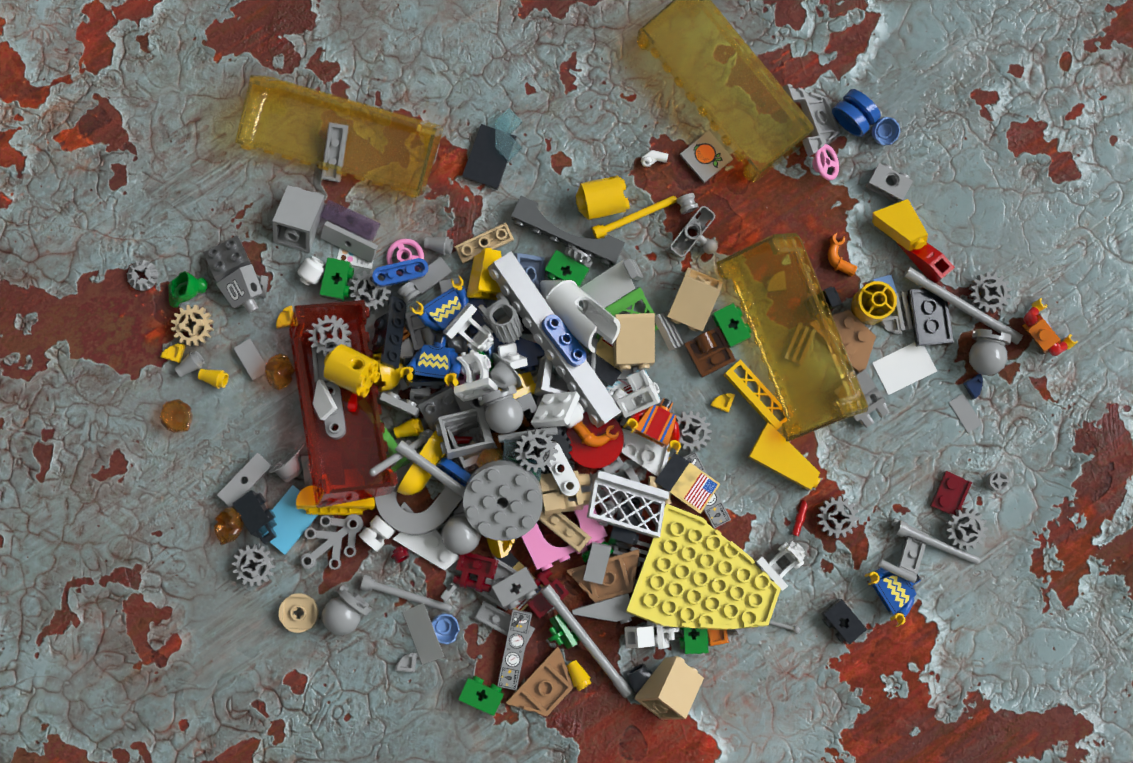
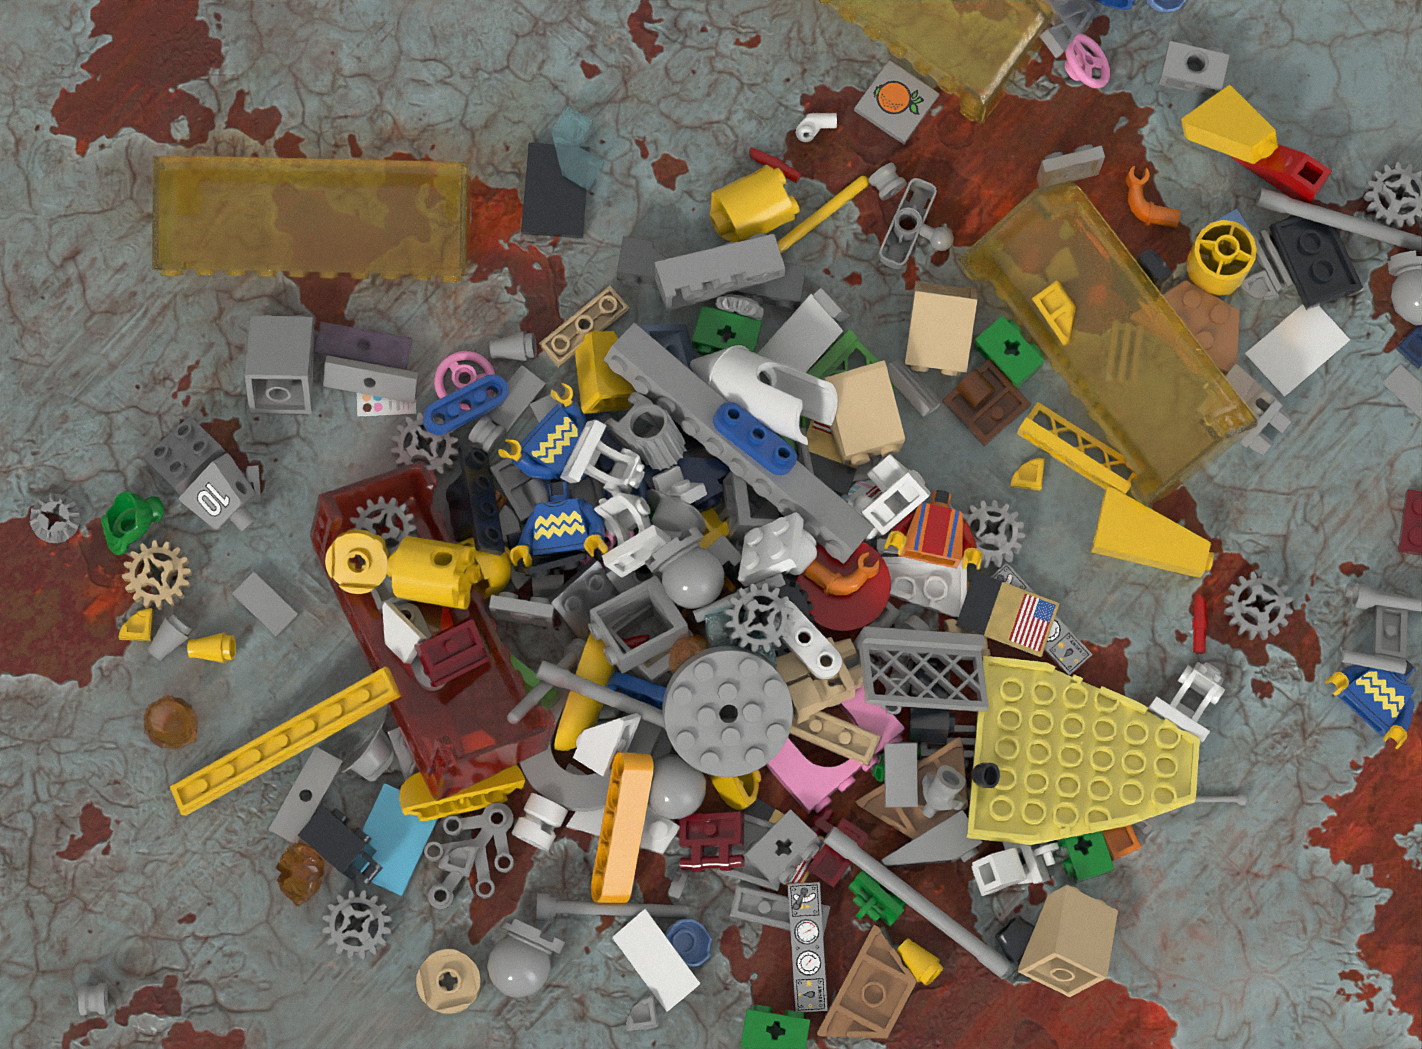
camera: 10 degrees left, 5 degrees down
(88, 567) = (93, 998): none -> light grey wheel
(239, 446) = (285, 741): none -> yellow tile
(279, 371) = (315, 610): clear orange hair -> none
(284, 317) = (300, 525): yellow tile -> none
(300, 355) = (362, 543): none -> yellow plate
(311, 271) = (323, 440): white head -> none
(324, 543) = (460, 860): none -> light grey tile
(333, 269) = (359, 427): green brick -> none
(335, 150) = (309, 242): light grey tile -> none
(349, 420) = (452, 652): none -> dark red plate
(400, 554) = (584, 847): dark red plate -> none
(412, 427) = (545, 646): yellow cone -> none
(423, 550) = (622, 827): none -> light orange beam
(427, 499) = (601, 743): none -> white slope
(571, 232) = (718, 271): none -> light grey wedge
(619, 579) = (942, 790): none -> light grey piece
(624, 175) = (774, 162): none -> red piece
(647, 578) = (986, 775): none -> black hinge
(767, 307) = (1057, 310): none -> yellow tile
(791, 223) = (1070, 167): none -> light grey plate
(853, 627) = (1329, 766): black brick -> none

